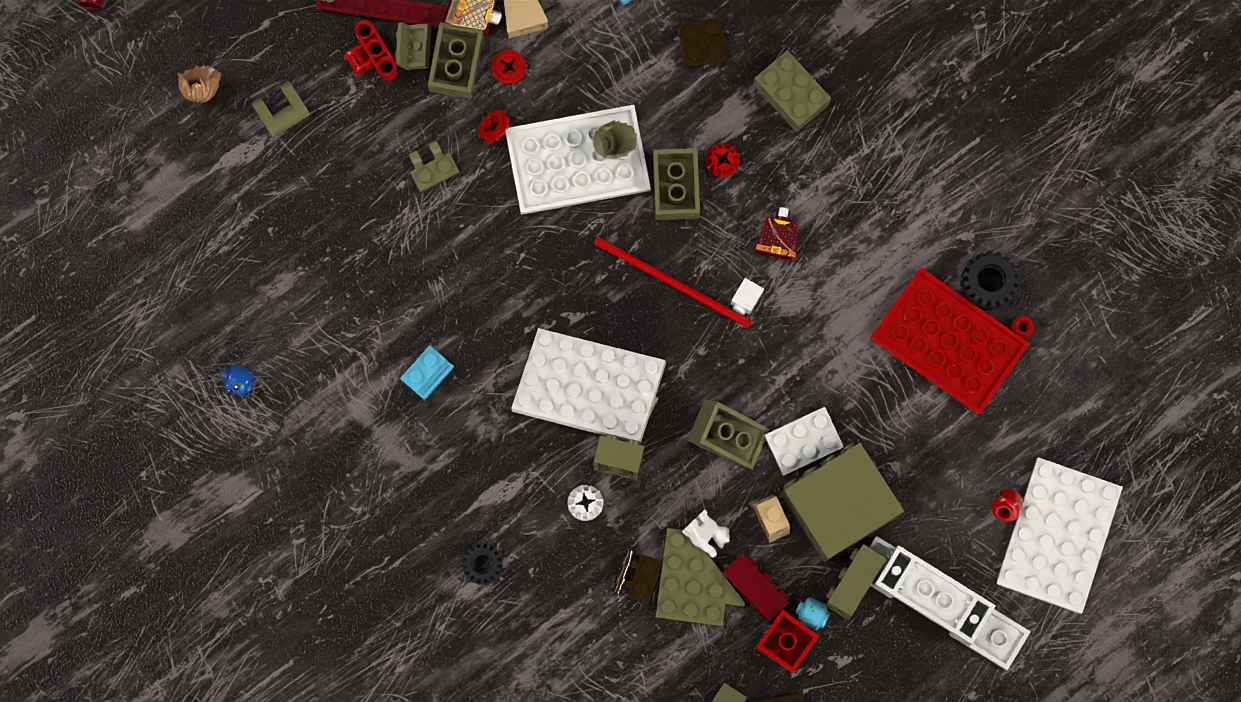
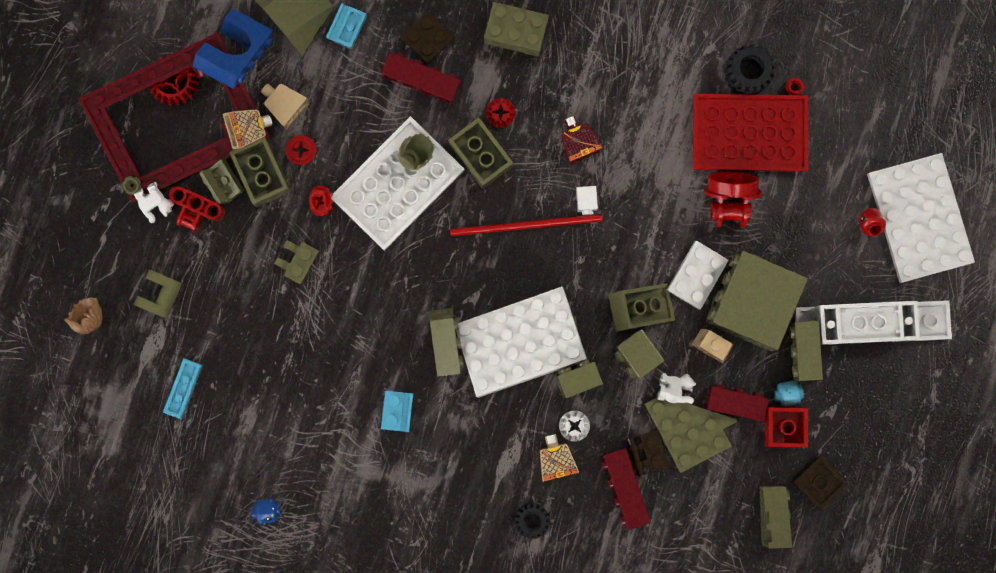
camera: 30 degrees left, 5 degrees up
(241, 213) = (182, 388): none -> medium azure tile
(340, 18) = (154, 198): none -> white animal
(518, 338) = (445, 342): none -> olive wedge
(545, 522) = (556, 460): none -> torso
(593, 594) = (626, 488): none -> dark red brick
(669, 76) = (421, 78): none -> dark red brick
(692, 475) = (638, 355): none -> olive piece
(894, 376) = (736, 185): none -> red piece

